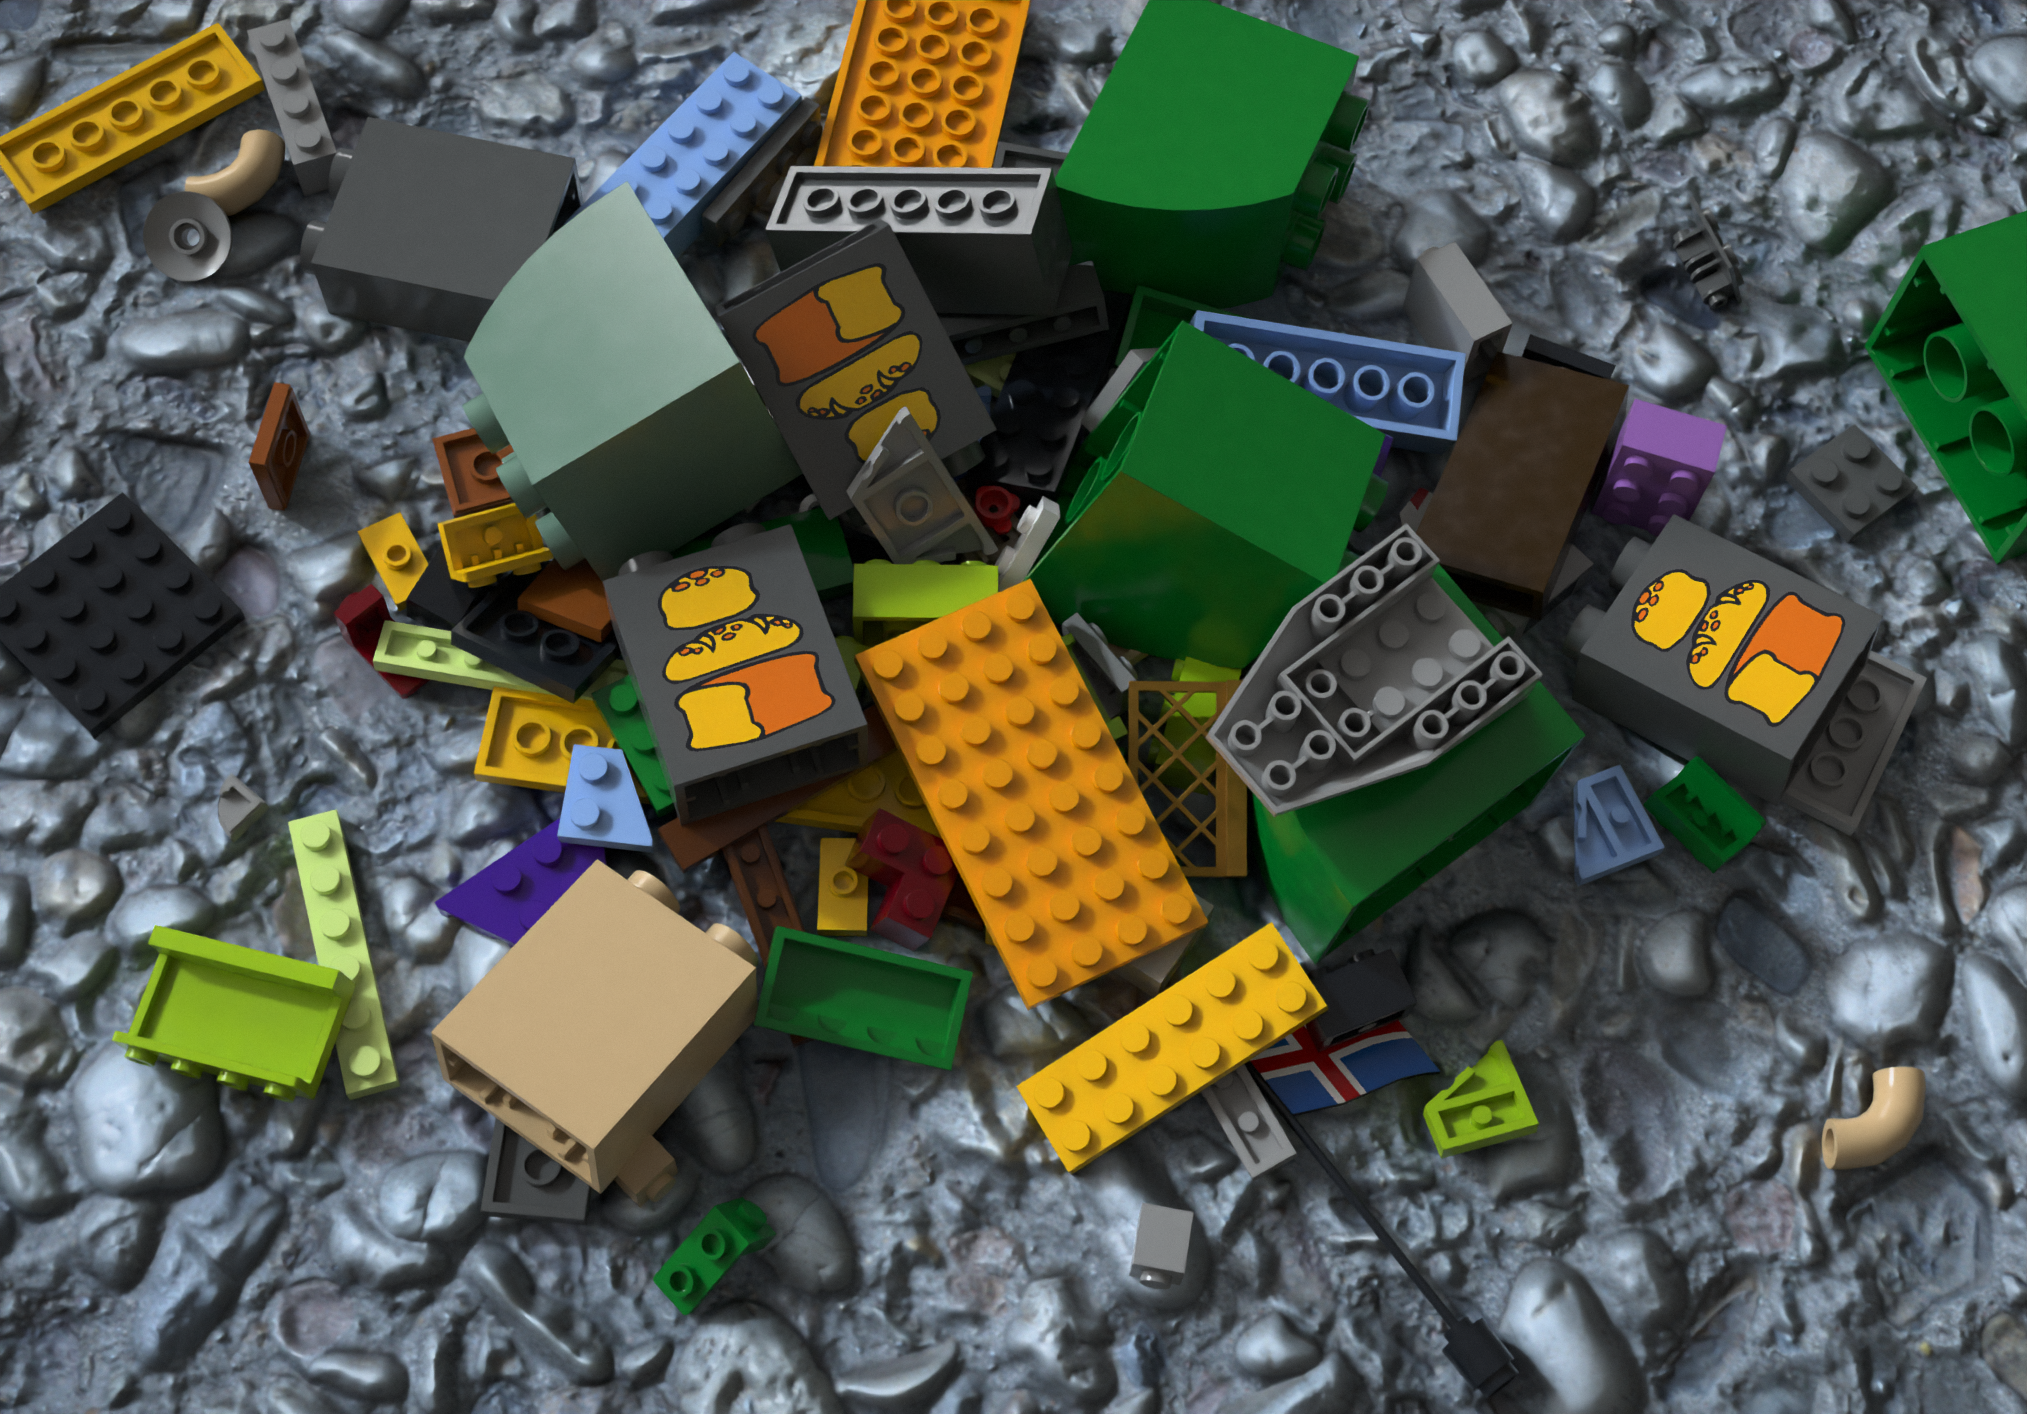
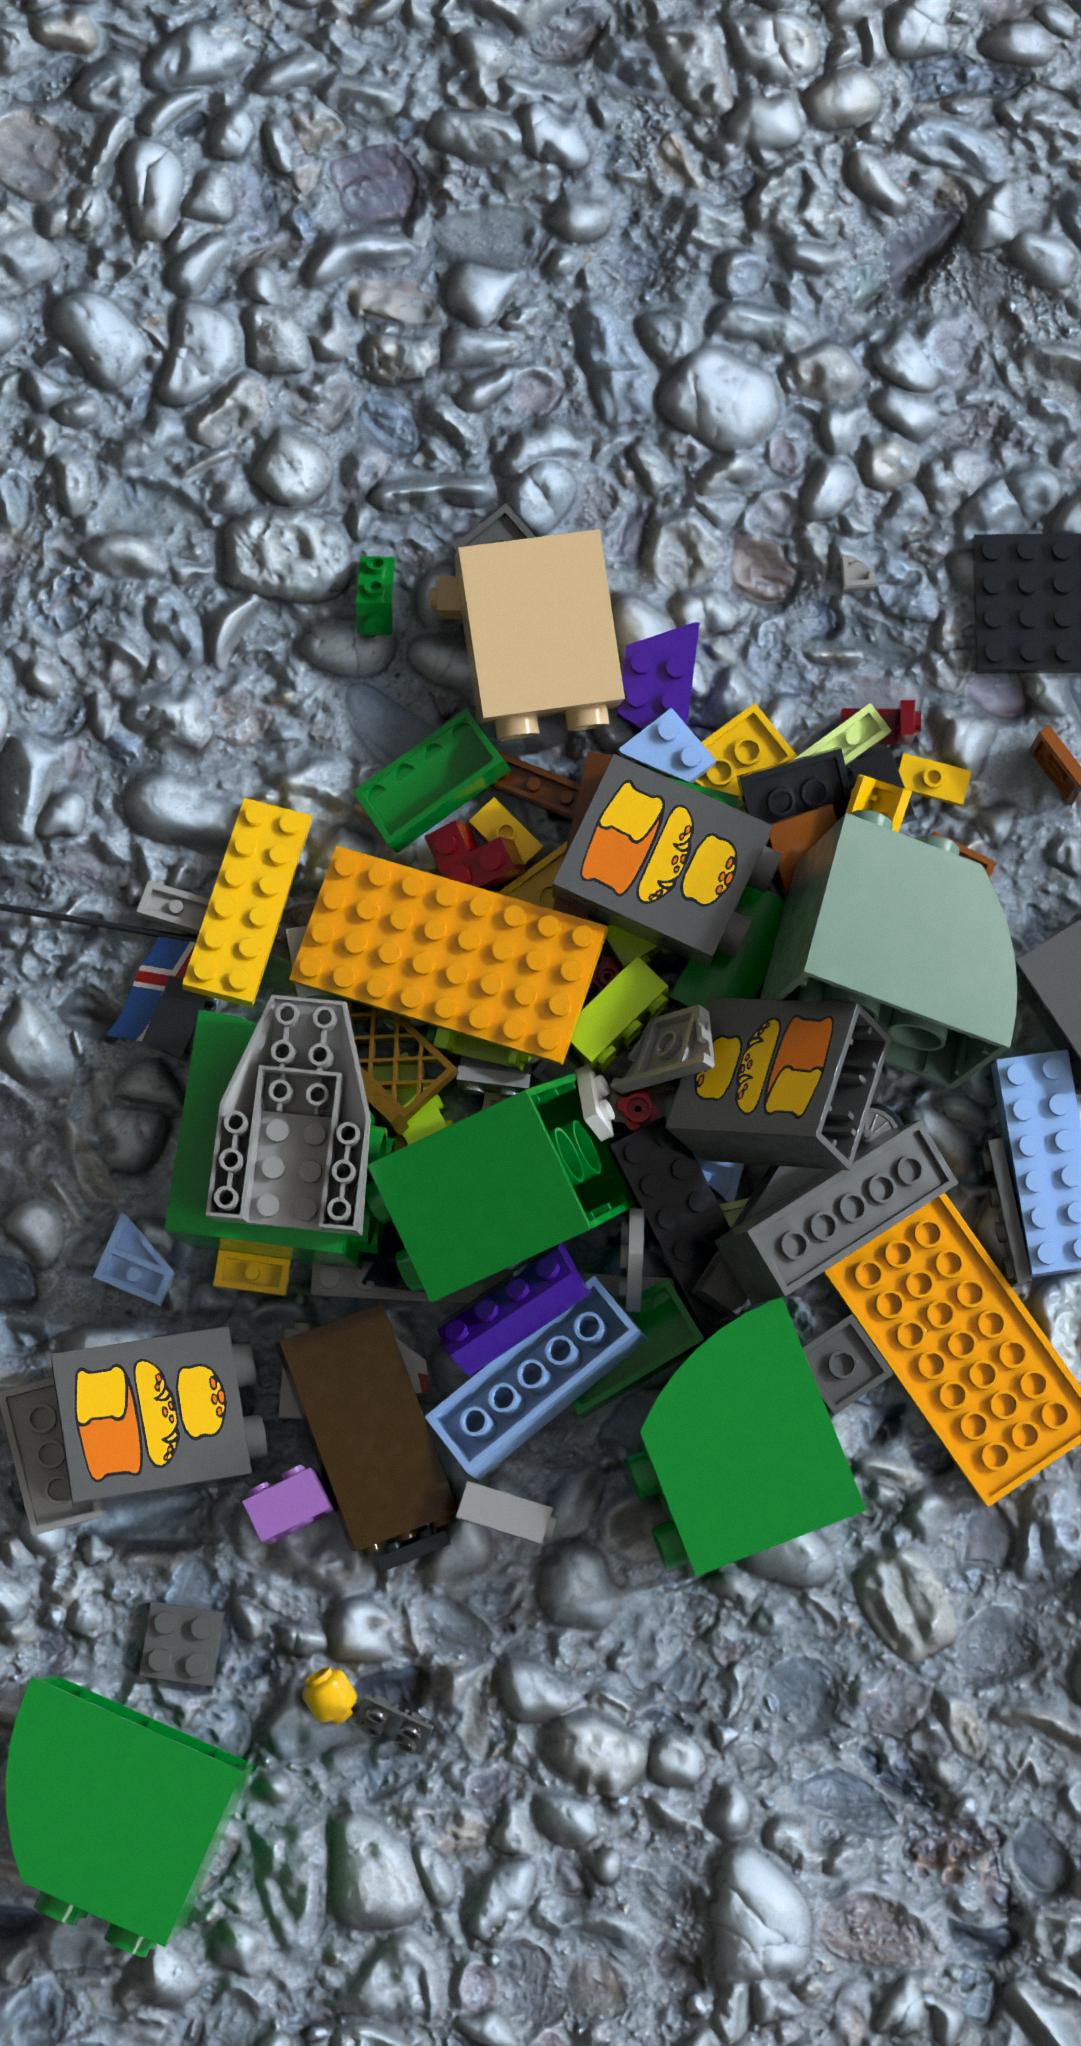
camera: 140 degrees right, 15 degrees up
(237, 1015) = (725, 472): lime panel -> none
(343, 945) = (718, 558): yellowish green plate -> none
(1161, 1246) = (162, 803): light grey brick -> none
(1481, 1106) = (67, 1033): lime wing -> none
(1705, 814) = (86, 1317): green bracket -> none
(1751, 326) = (329, 1695): none -> yellow head

